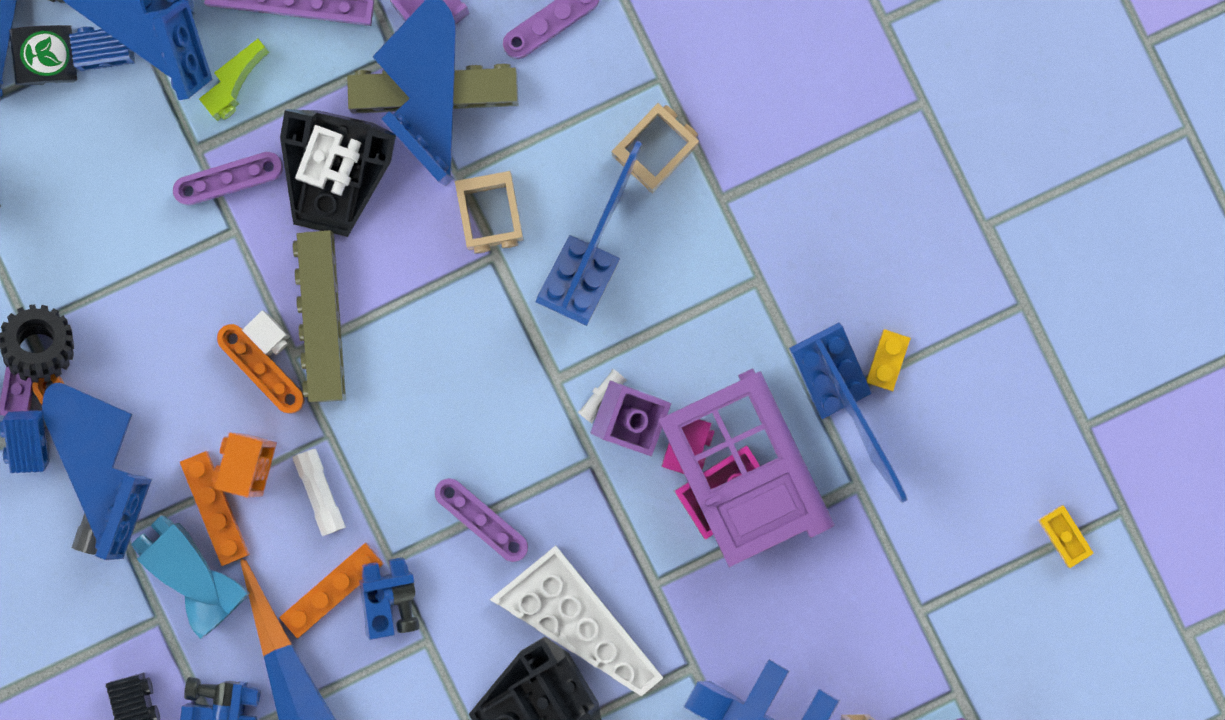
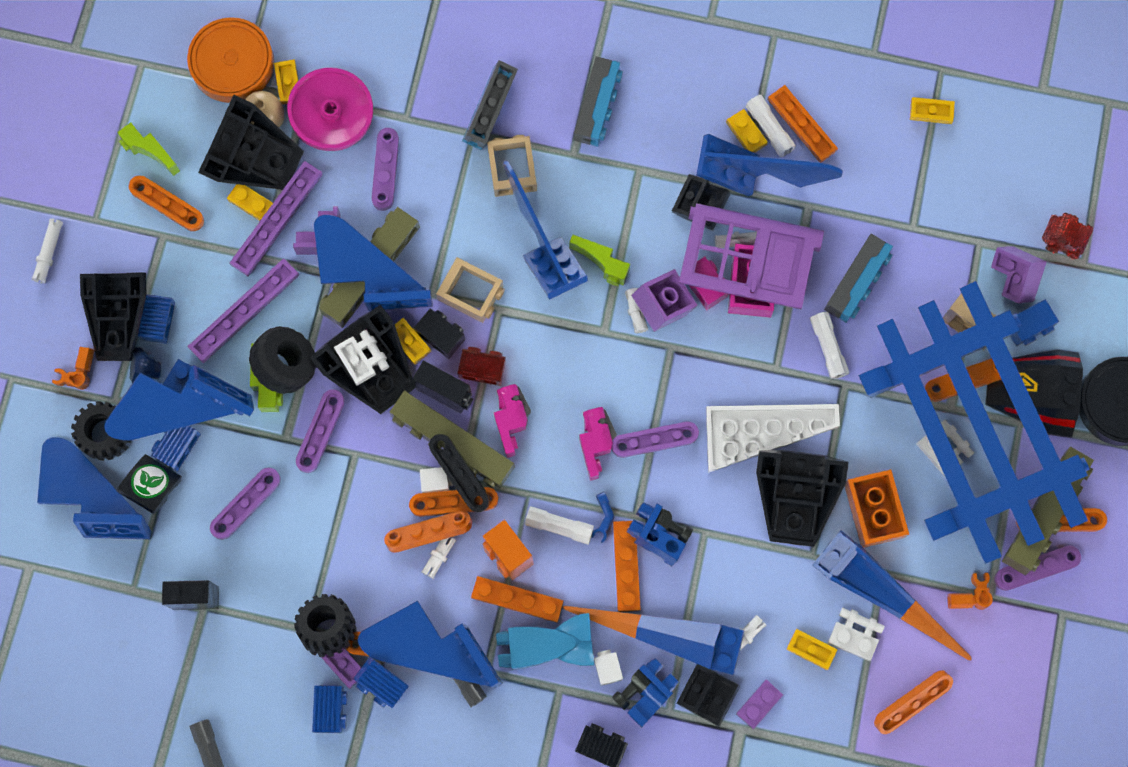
camera: 55 degrees left, 10 degrees down
(98, 164) = (245, 503): none -> medium lavender plate
(196, 397) = (438, 557): none -> white pin
(210, 368) = (428, 531): none -> orange plate
(214, 651) = (608, 667): none -> white brick
(240, 76) = (271, 370): none -> black tyre
(287, 353) = (459, 472): none -> black plate
(363, 266) = (442, 387): none -> black brick
(368, 534) = (609, 515): none -> blue arm
(389, 194) = (411, 342): none -> yellow plate
(390, 359) = (511, 417): none -> dark pink plate
(419, 287) = (481, 366): none -> clear red brick
(420, 216) = (440, 333): none -> black brick
(434, 463) = (596, 440): none -> dark pink plate
(625, 340) = (614, 270): none -> lime slope
(701, 73) = (489, 105): none -> dark grey piece
(707, 639) = (823, 330): none -> white axle
(746, 424) = (736, 238): none -> white pin
(776, 366) = (701, 192): none -> black slope
(795, 180) = (597, 100): none -> piece
(816, 598) = (858, 278): none -> piece
(913, 379) = (779, 138): none -> white axle
(942, 411) = (802, 124): none -> orange plate

